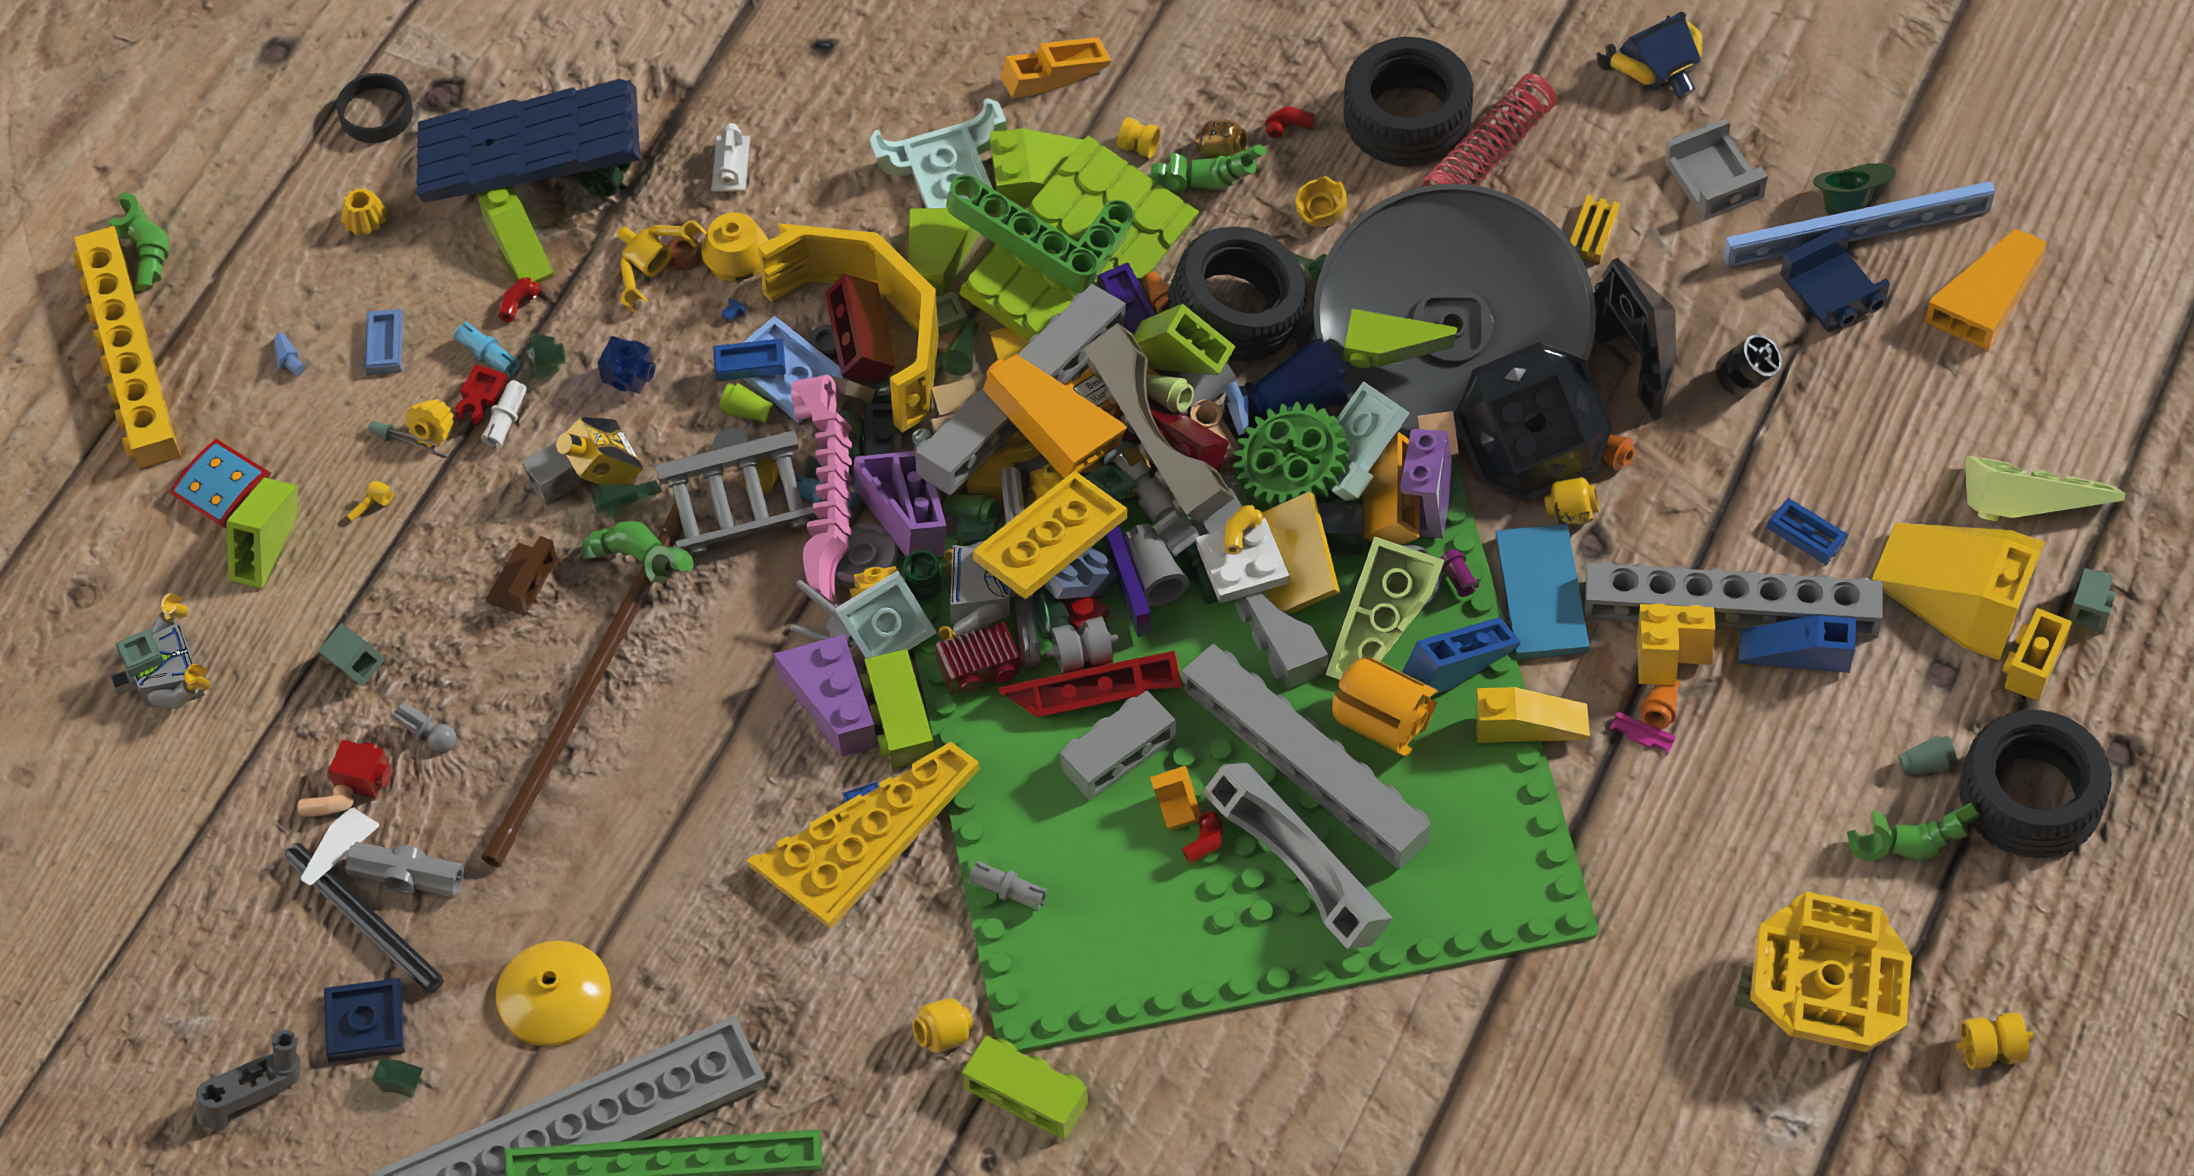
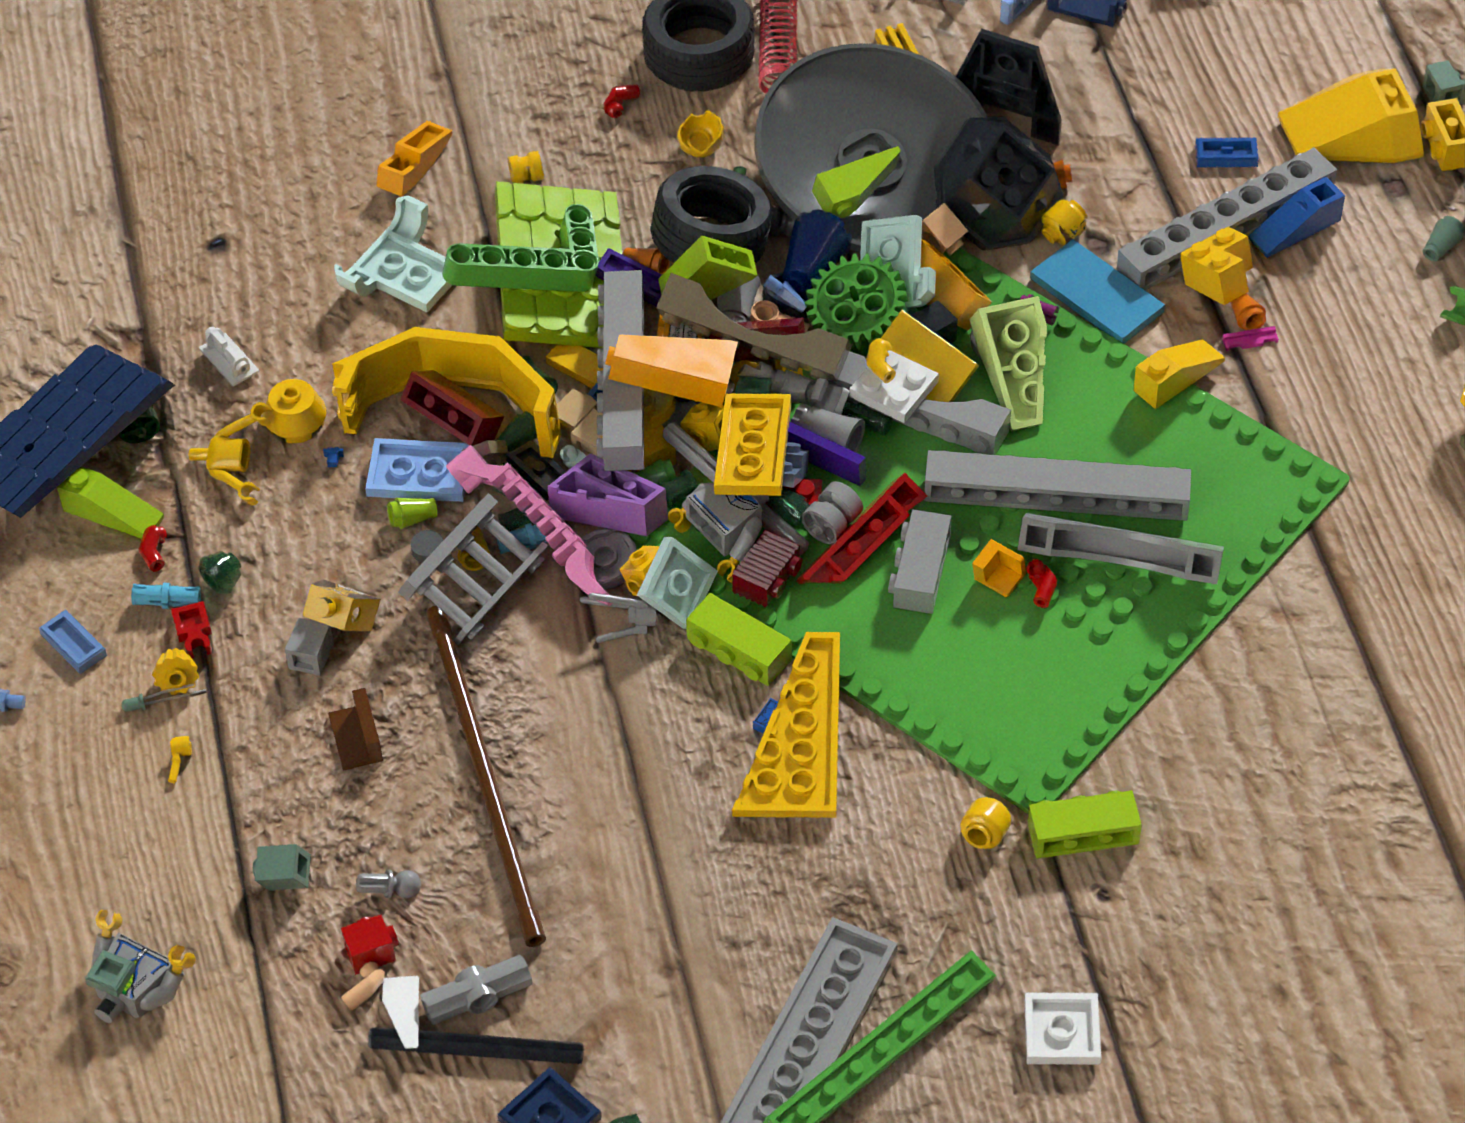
camera: 40 degrees left, 5 degrees down
(218, 481) = (40, 820): dark azure slope -> none
(260, 530) = (115, 831): lime slope -> none
(504, 414) = (227, 631): white axle -> none
(557, 1011) = (677, 1015): yellow dish -> none
(616, 497) = (374, 636): clear green cone -> none
(626, 365) = (295, 537): clear blue brick -> none
(638, 541) = (426, 649): bright green piece -> none
(684, 254) = (258, 439): dark orange tile -> none
(749, 359) = (388, 477): blue tile -> none
(823, 340) = (427, 431): dark grey tile -> none
(830, 690) = (680, 658): medium lavender wedge -> none
(922, 574) = (668, 527): dark green wheel -> none
(938, 245) = (445, 309): lime slope -> none
(1008, 885) = (939, 701): light grey pin -> none
(1027, 161) = (461, 221): lime slope -> none
(1170, 392) = (734, 307): yellowish green cone -> none
(1206, 173) = (602, 161): bright green piece -> none
(1221, 138) = (589, 137): pearl gold head -> none
(1383, 704) = (1080, 432): light orange cylinder -> none
(1431, 476) = (975, 254): medium lavender panel -> none
(1459, 654) = (1092, 361): blue slope -> none
(1748, 365) = (1094, 69): black wheel -> none
(2007, 491) = (1339, 46): yellowish green wedge -> none

